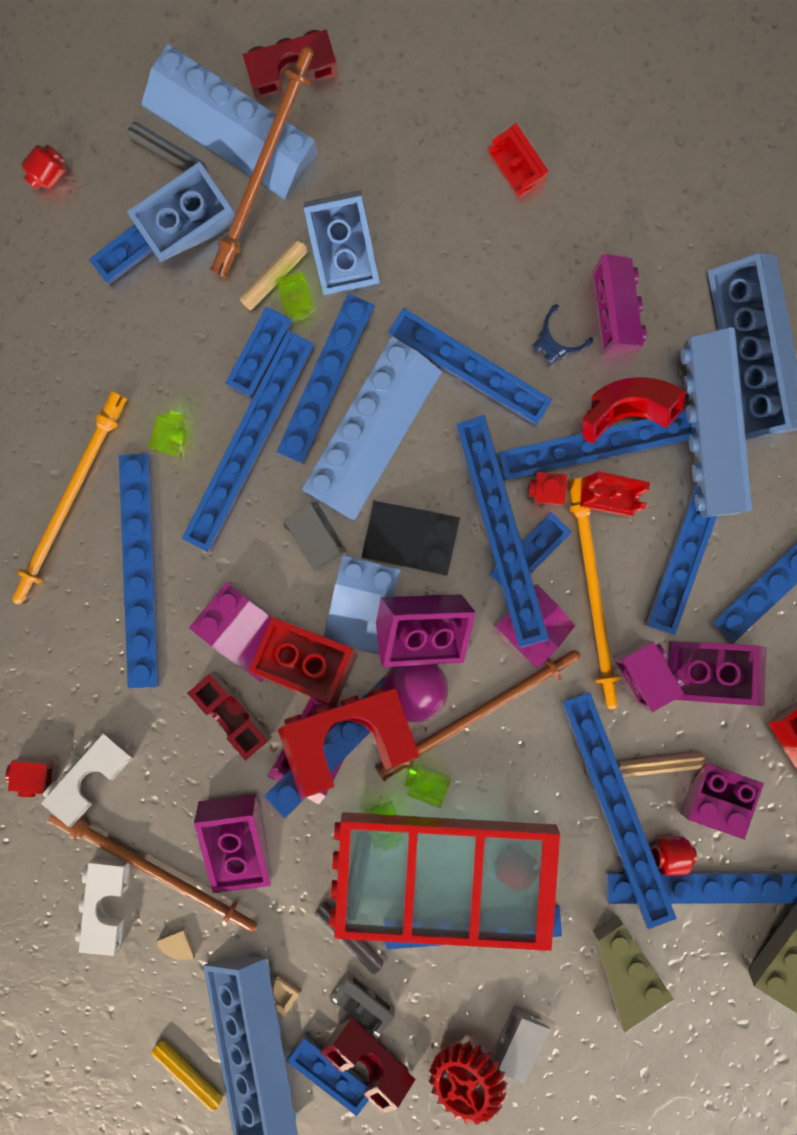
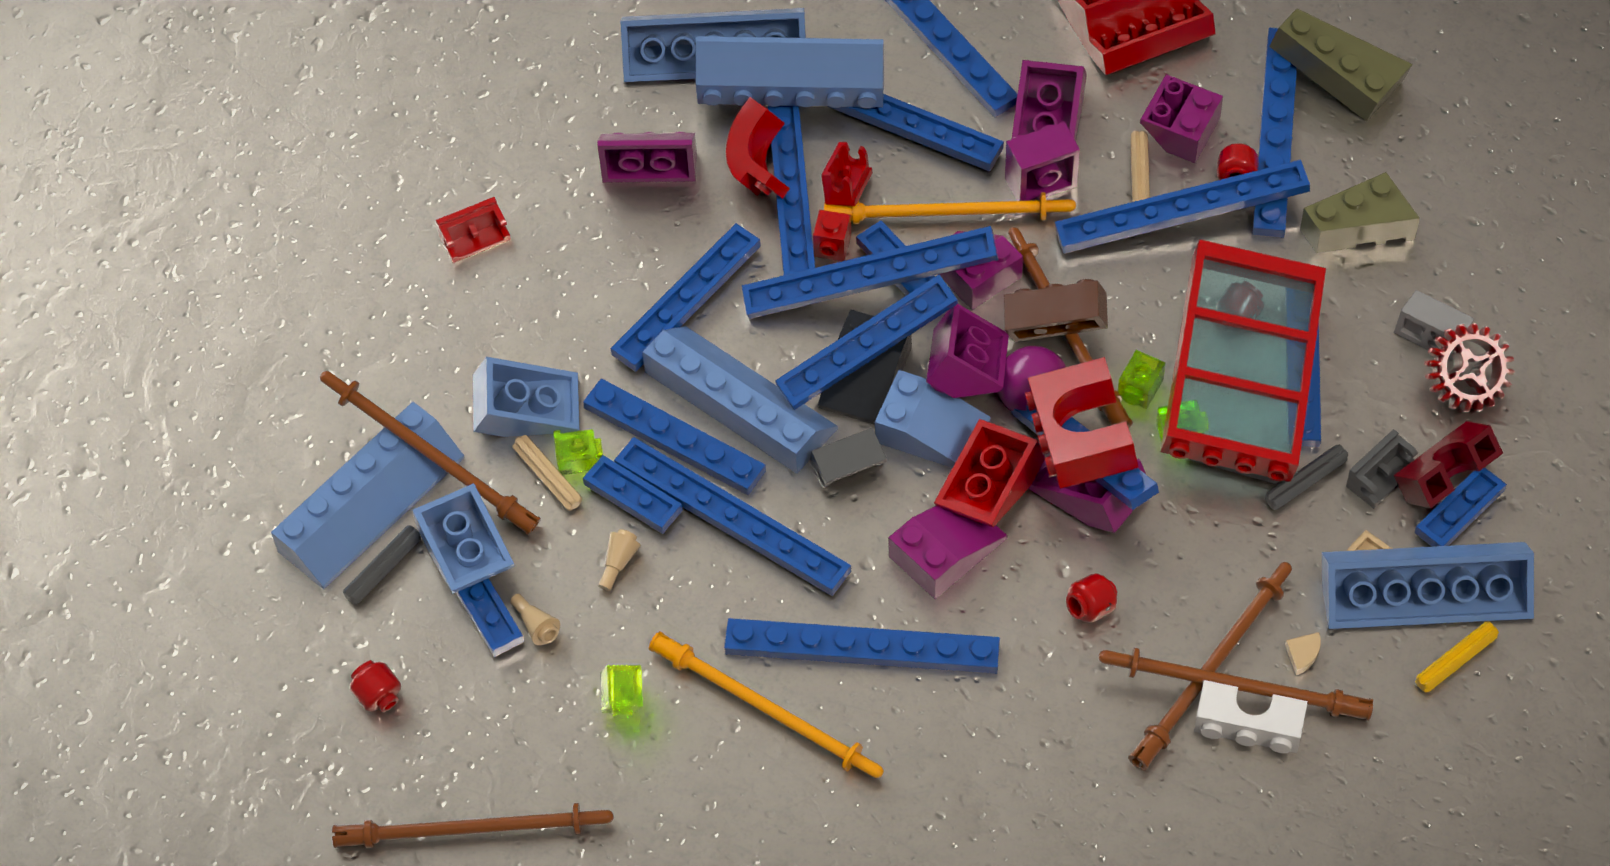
camera: 85 degrees left, 30 degrees down
(29, 776) = (1090, 779): red brick -> none
(61, 374) = (621, 690): none -> clear neon green brick
(66, 798) = (1117, 729): white arch -> none
(122, 294) = (540, 625): none -> tan cone
(127, 975) = (1334, 702): none -> dark orange bar
(168, 434) = (710, 592): clear neon green brick -> none
(200, 762) = (1091, 598): none -> red head
(203, 351) = (620, 550): none -> tan cone
(233, 843) = (1188, 575): magenta slope -> none
(236, 720) = (1061, 548): dark red arch -> none
(267, 63) = (317, 452): dark red arch -> none
(418, 538) = (866, 342): none -> blue plate
(484, 704) = (1055, 310): none -> reddish brown brick
(552, 349) = (672, 224): dark blue helmet -> none

